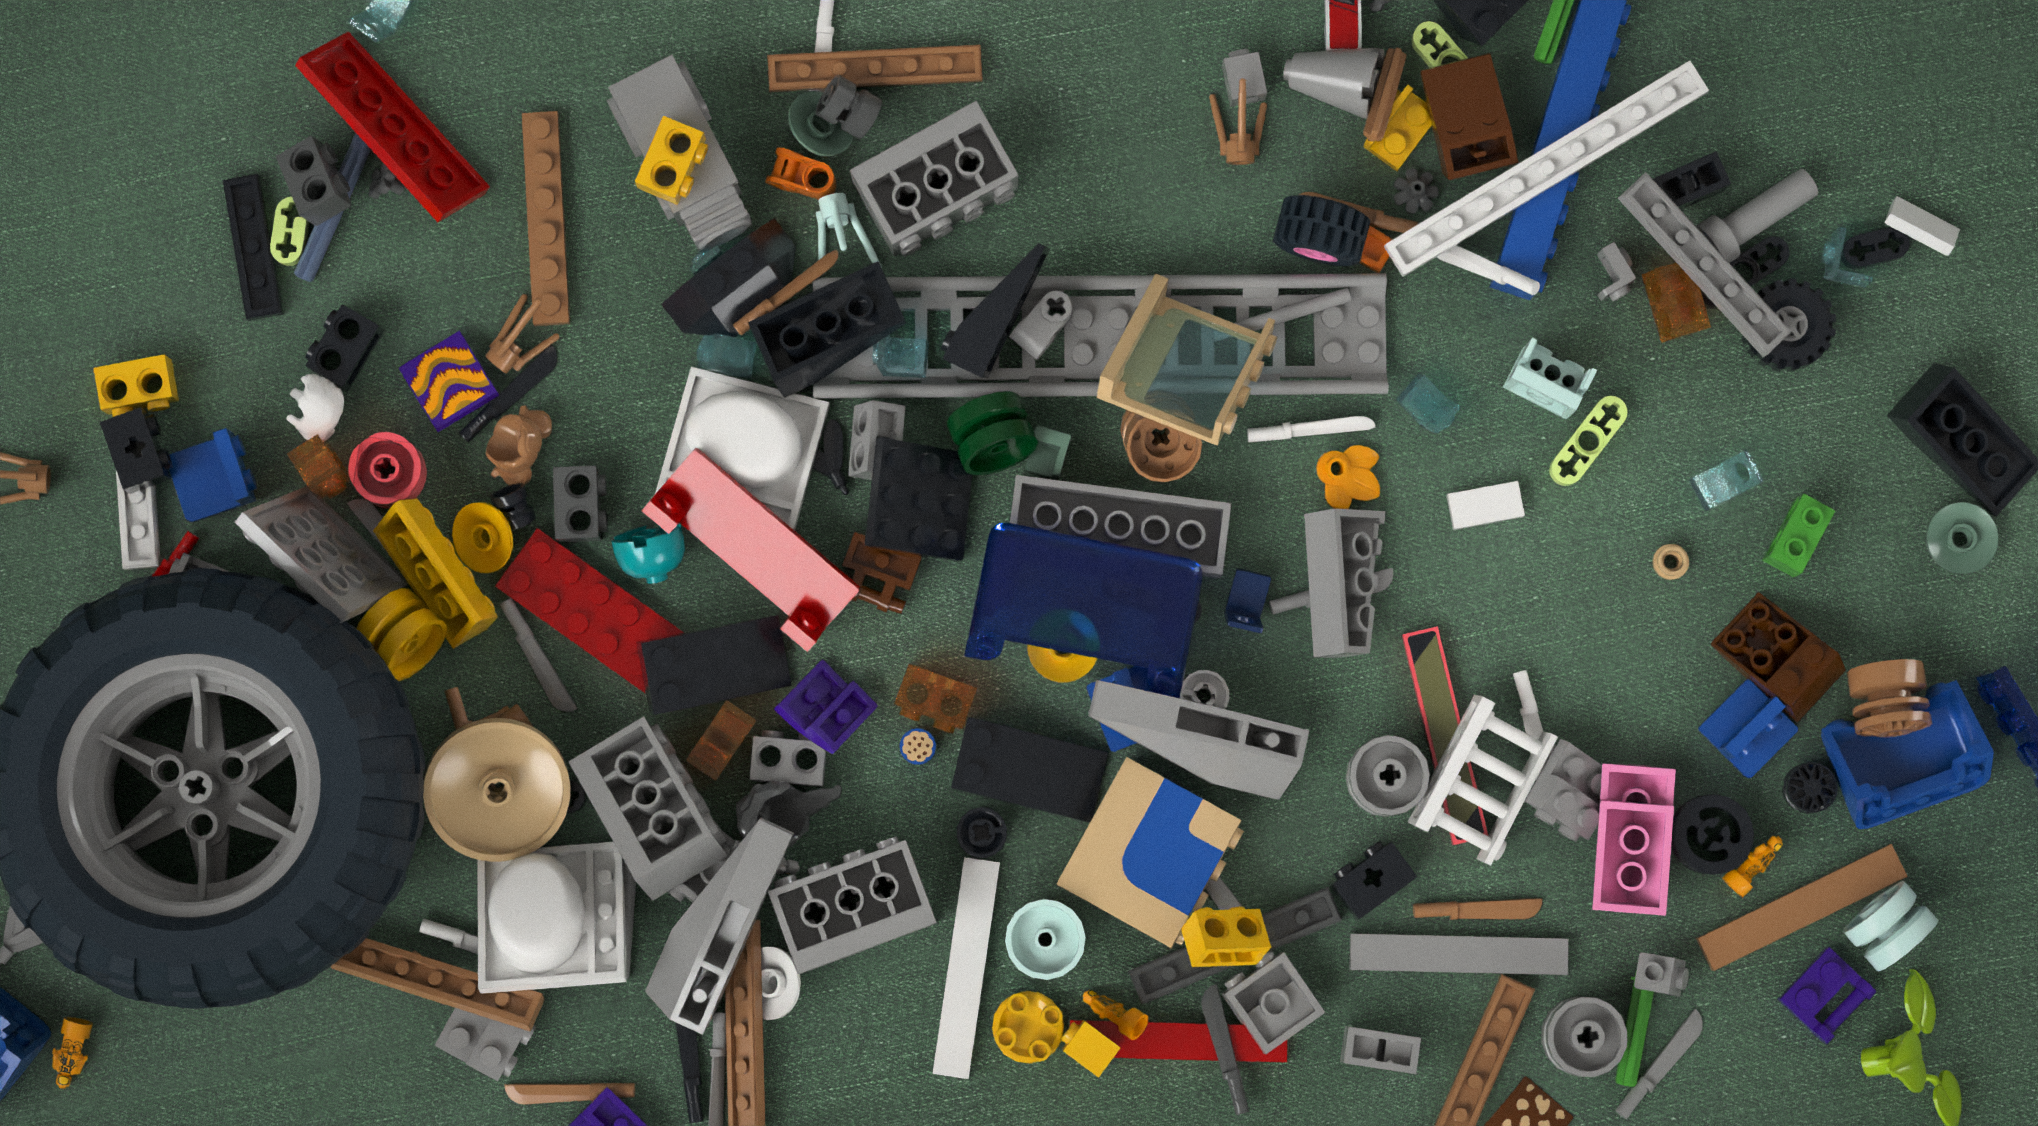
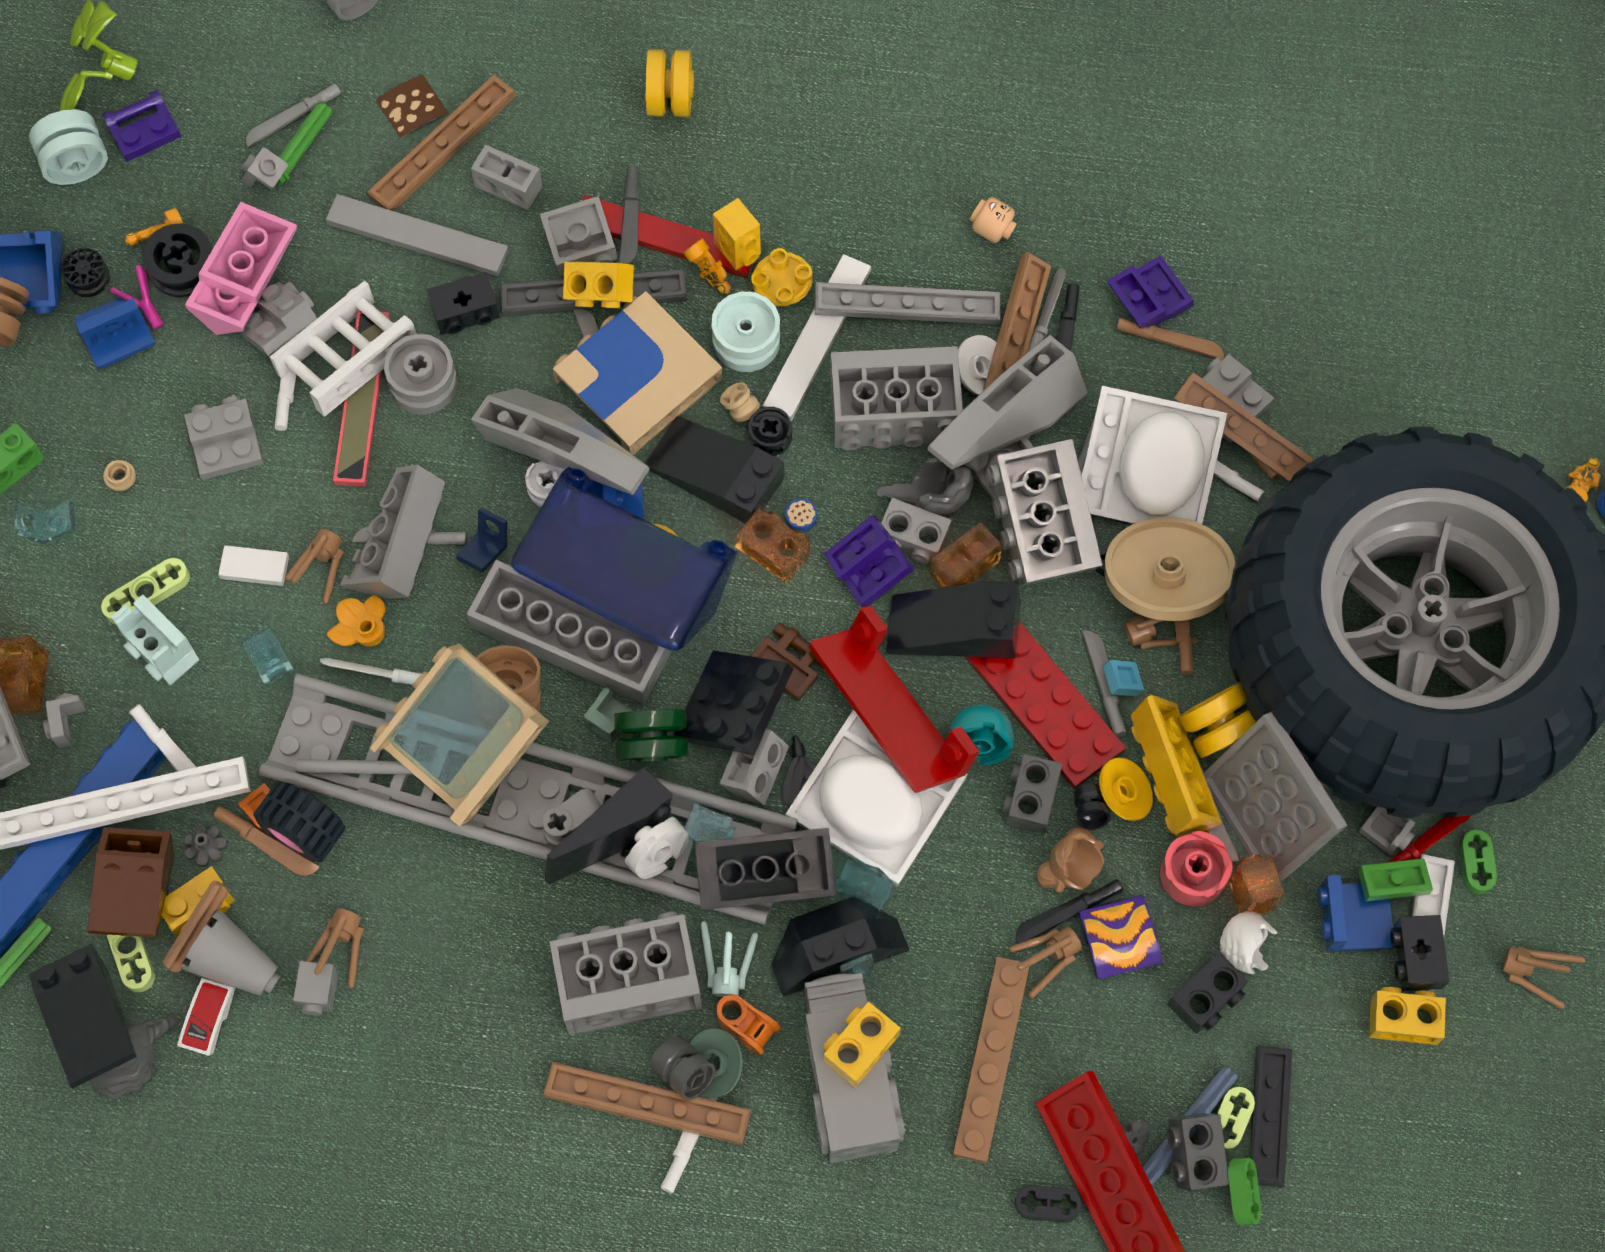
camera: 160 degrees left, 15 degrees down
(86, 572) = (1485, 861): none -> bright green beam
(178, 522) = (1395, 880): none -> bright green plate
(259, 158) = (1244, 1191): none -> bright green beam
(449, 84) = (1048, 1195): none -> black beam
(517, 662) = (1123, 678): none -> medium azure plate
(788, 291) = (787, 918): medium nougat piece -> none
(877, 1038) = (907, 303): none -> light grey tile
(946, 308) = (655, 847): none -> white plate
(1029, 861) = (739, 402): none -> tan wheel
(1417, 546) = (322, 548): none -> medium nougat plant
(1488, 909) = (383, 262): medium nougat piece -> none
(1575, 639) = (223, 437): none -> light grey plate
(1605, 1042) = (342, 143): light grey wheel -> none
(1725, 769) = (146, 304): none -> dark pink plant
(1779, 656) = (65, 377): reddish brown slope -> none
(1801, 907) = (131, 192): medium nougat tile -> none

